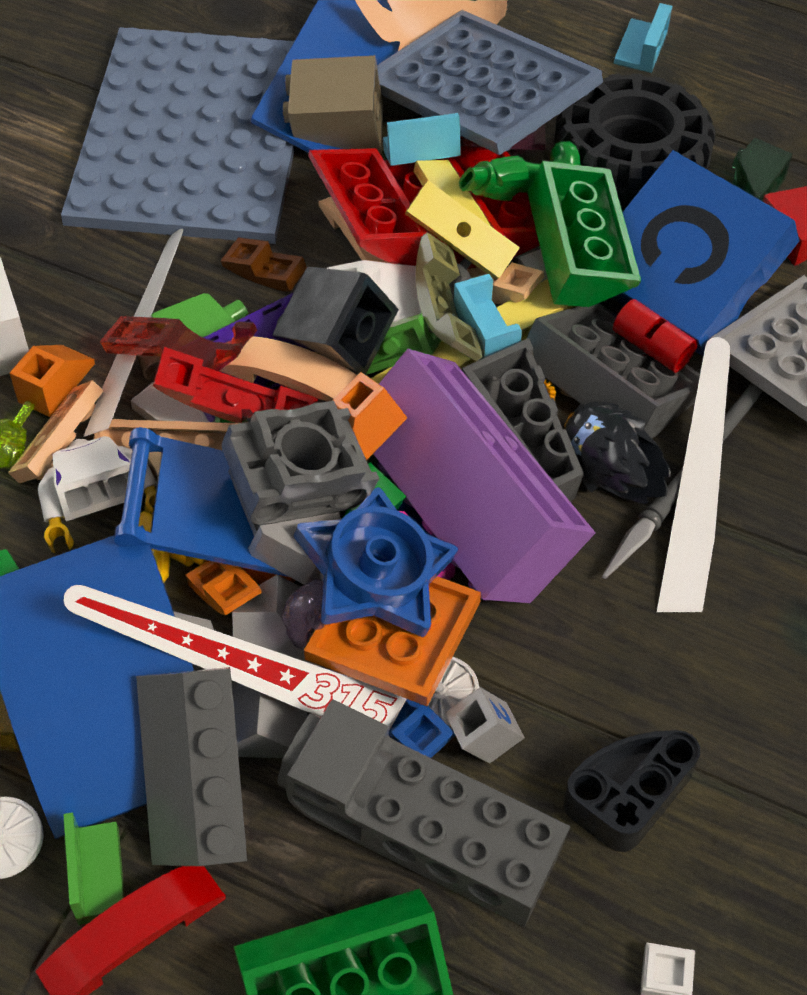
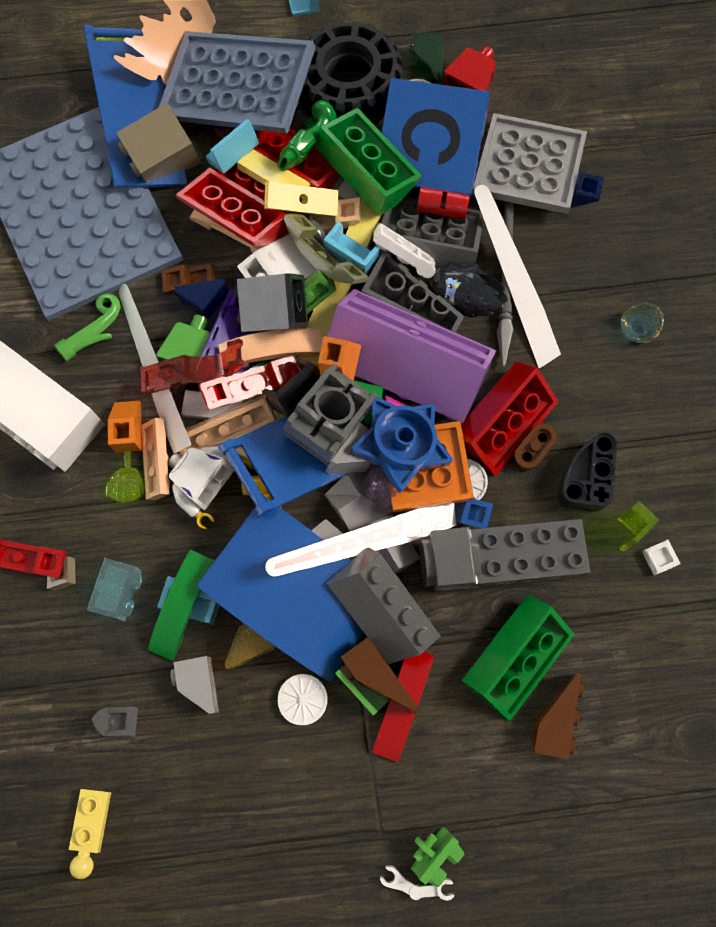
camera: 30 degrees left, 20 degrees up
(102, 259) = (91, 333): none -> bright green plant
(116, 845) = (373, 673): none -> reddish brown slope
(222, 586) = (323, 499): orange slope -> none
(261, 283) = (203, 296): none -> clear blue slope
(484, 725) = (503, 489): light grey brick -> none
(556, 354) = (404, 250): none -> white hinge
(561, 641) = (507, 416): none -> red slope
(572, 702) = (534, 448): none -> reddish brown plate
(654, 893) = (638, 521): none -> clear neon green panel

